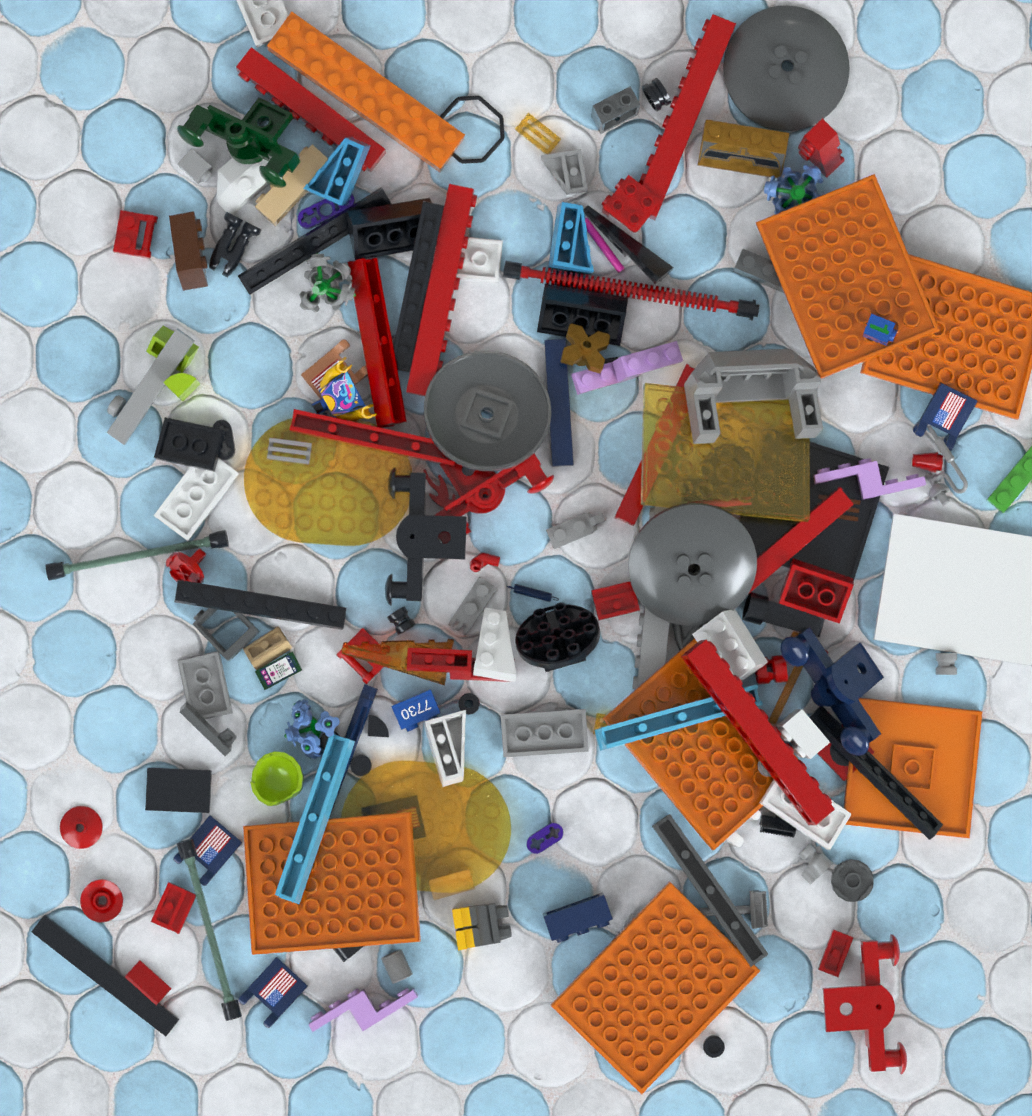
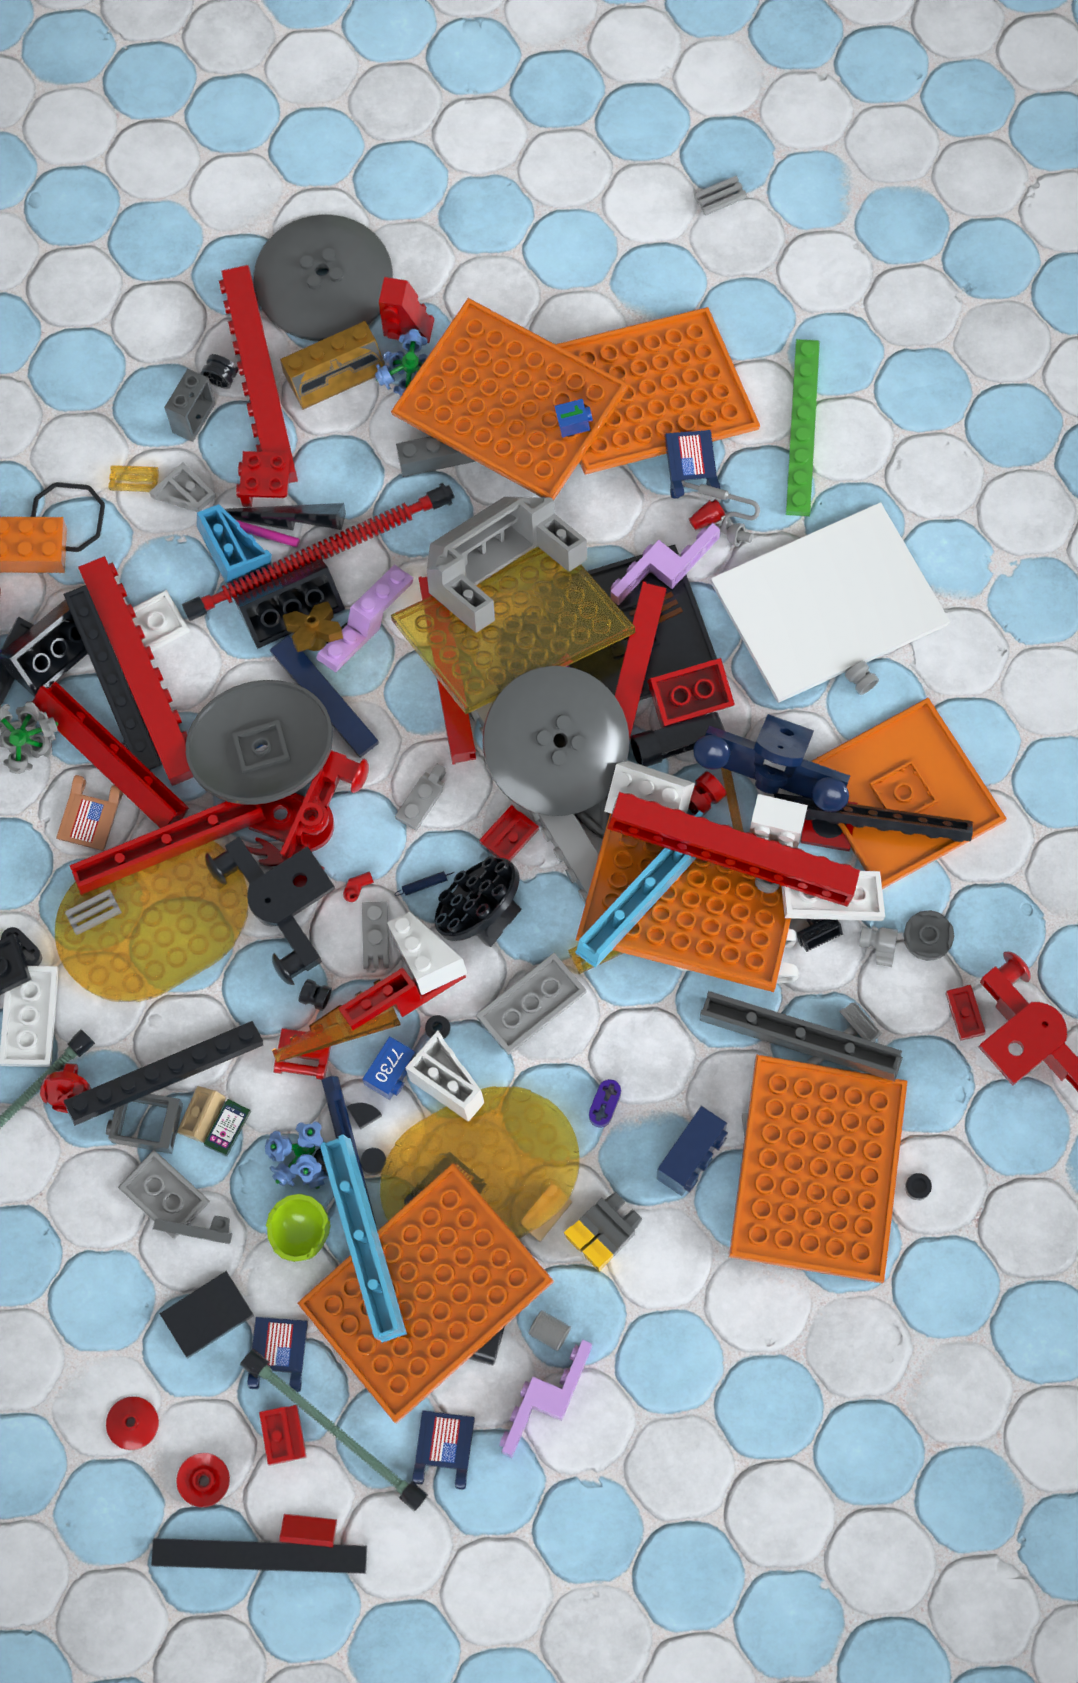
camera: 25 degrees left, 15 degrees down
(341, 395) = (106, 824): torso -> none

